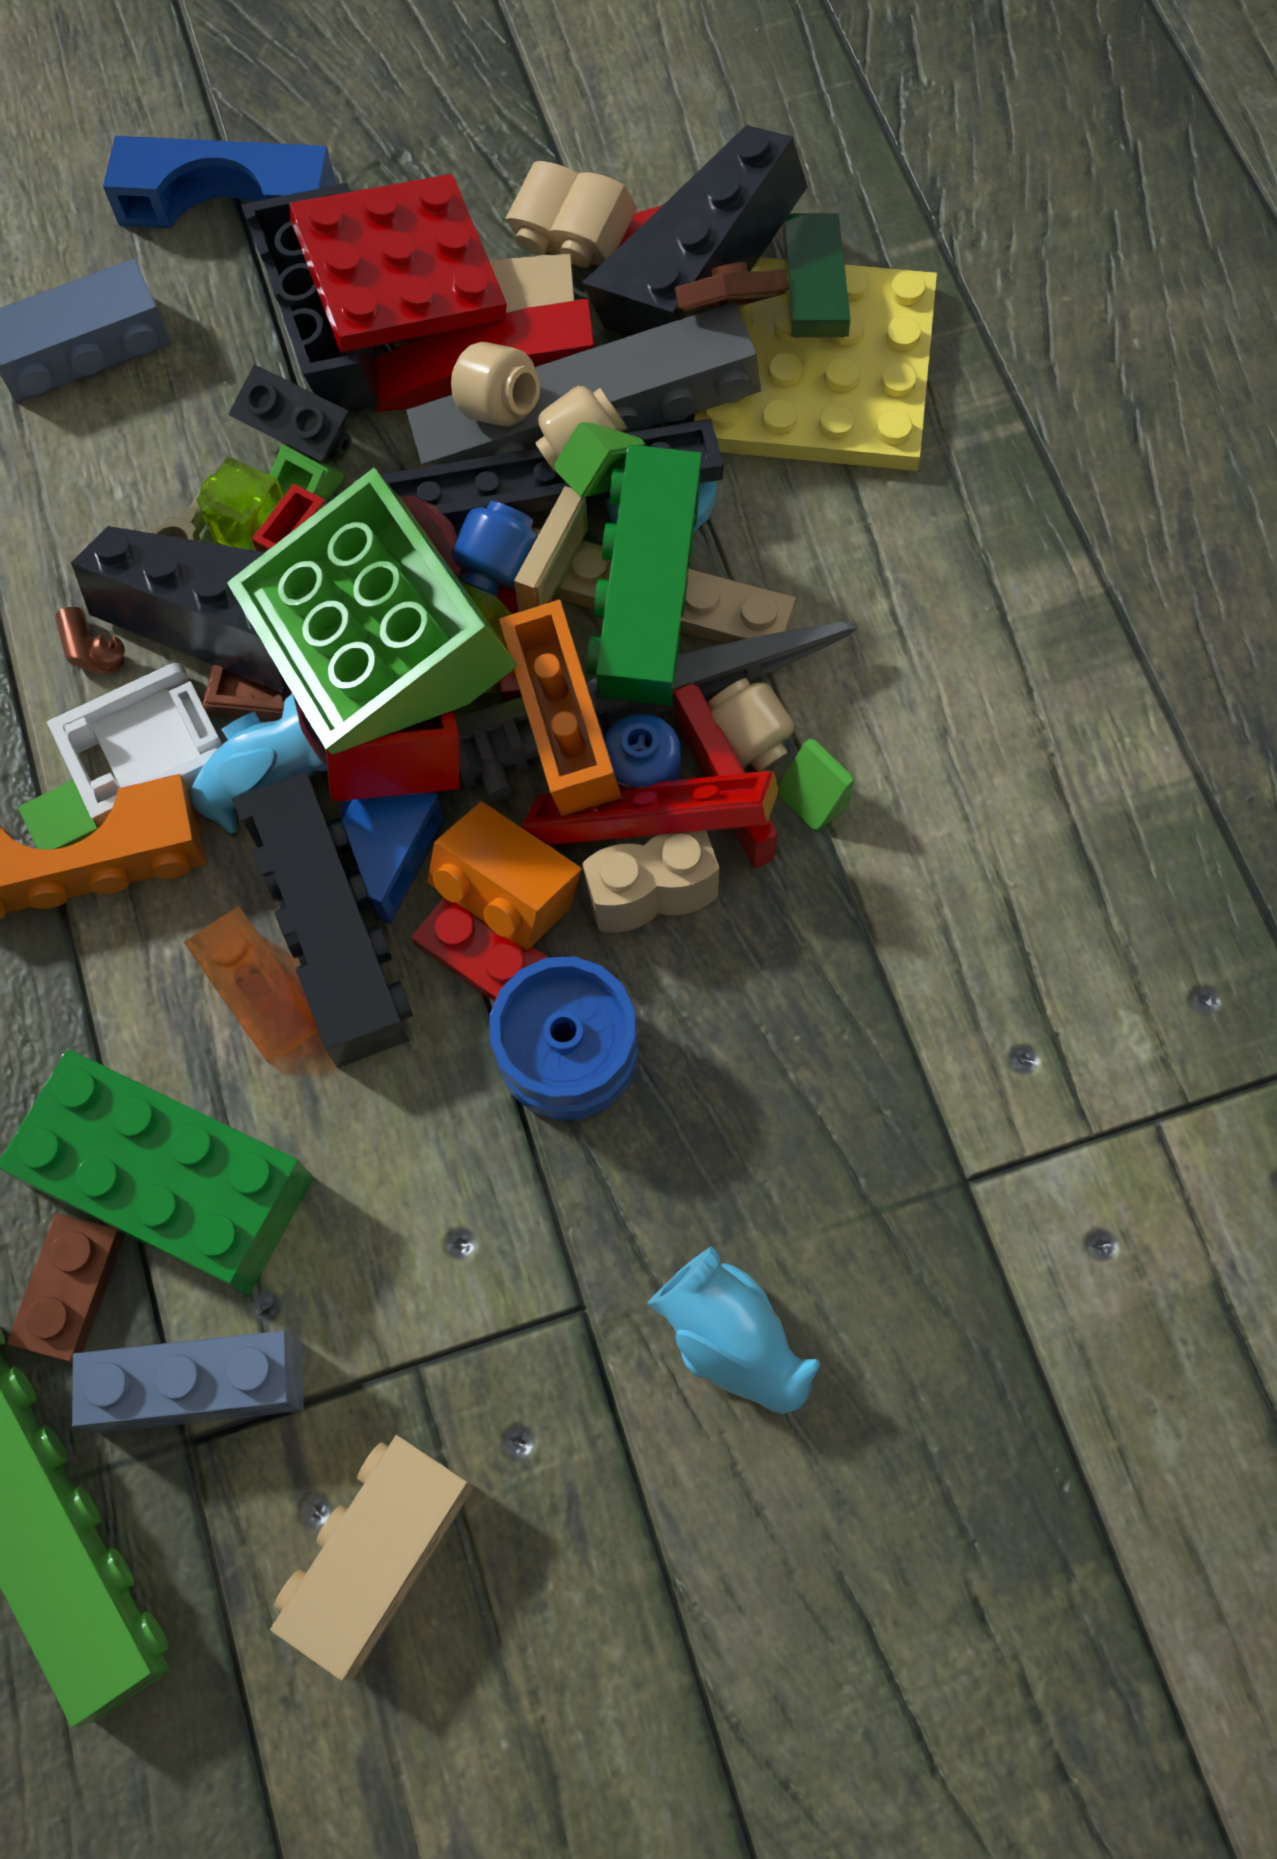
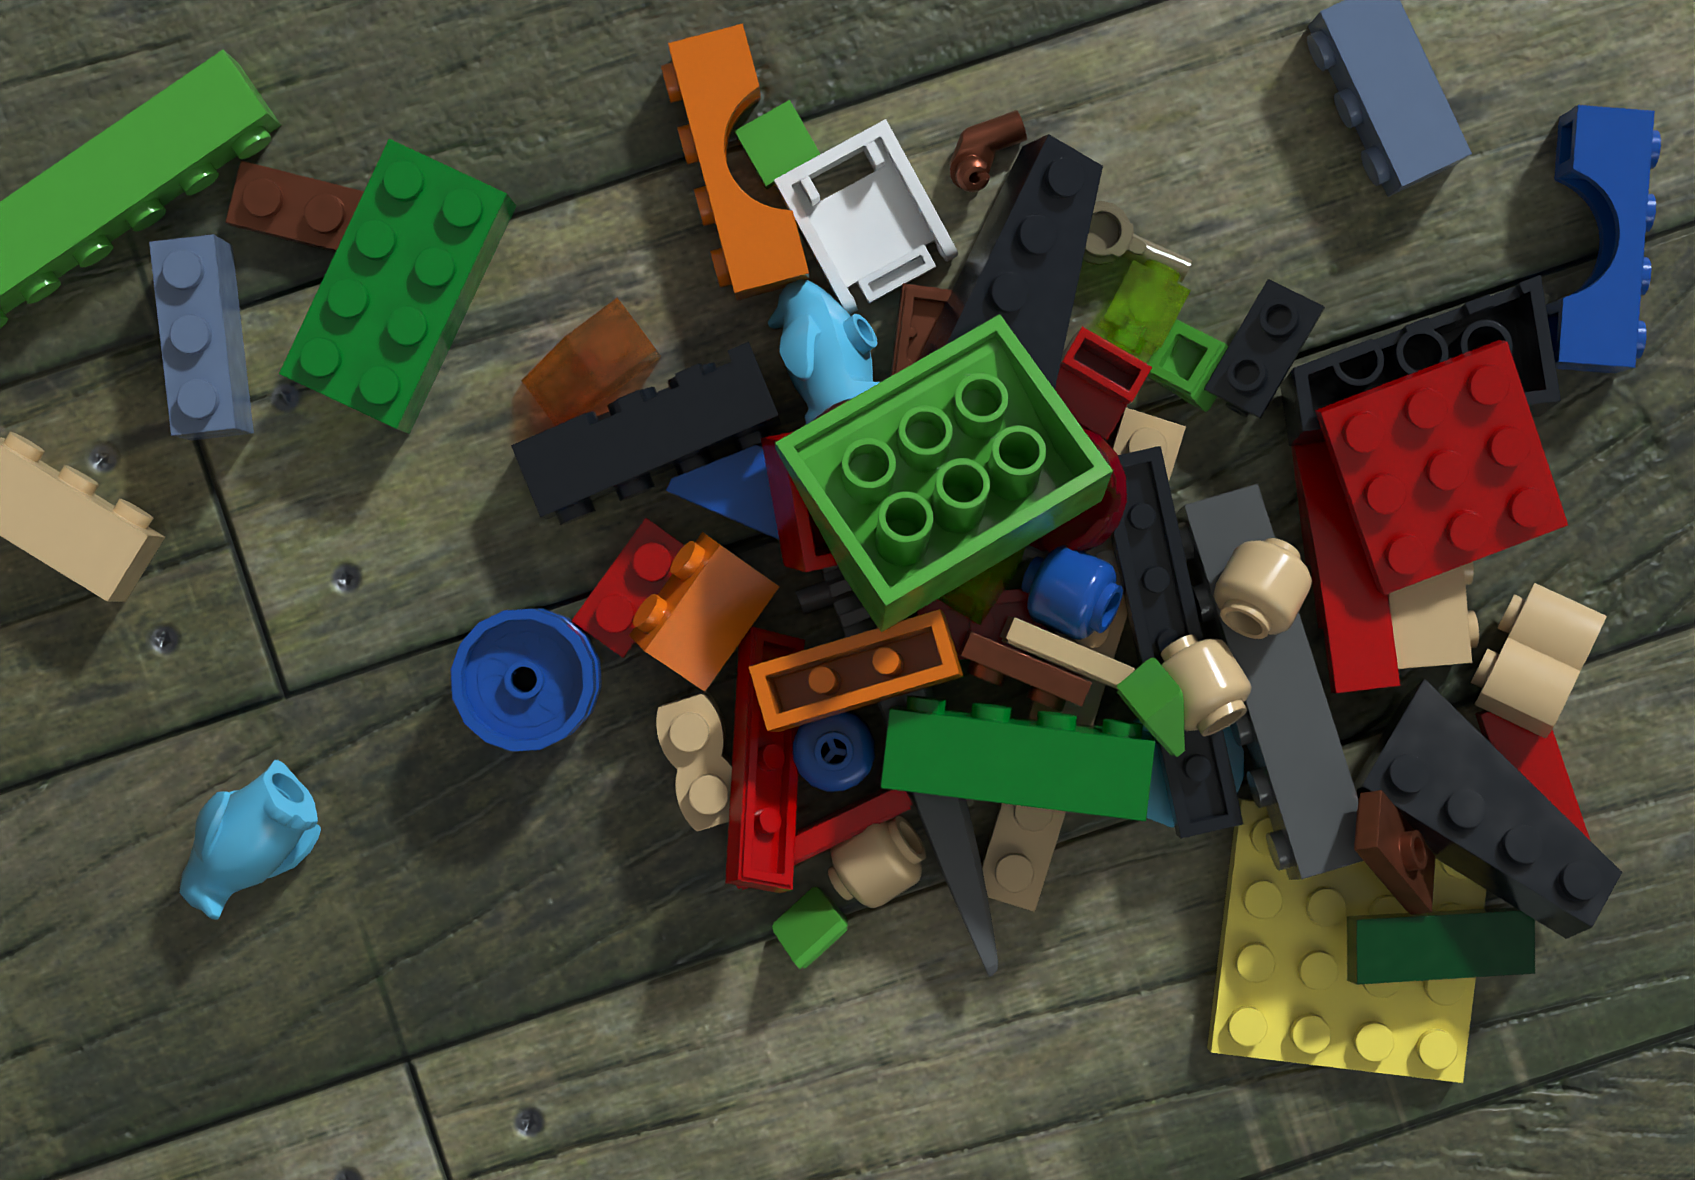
camera: 85 degrees right, 20 degrees up
(574, 571) = (1048, 684): none -> copper plate

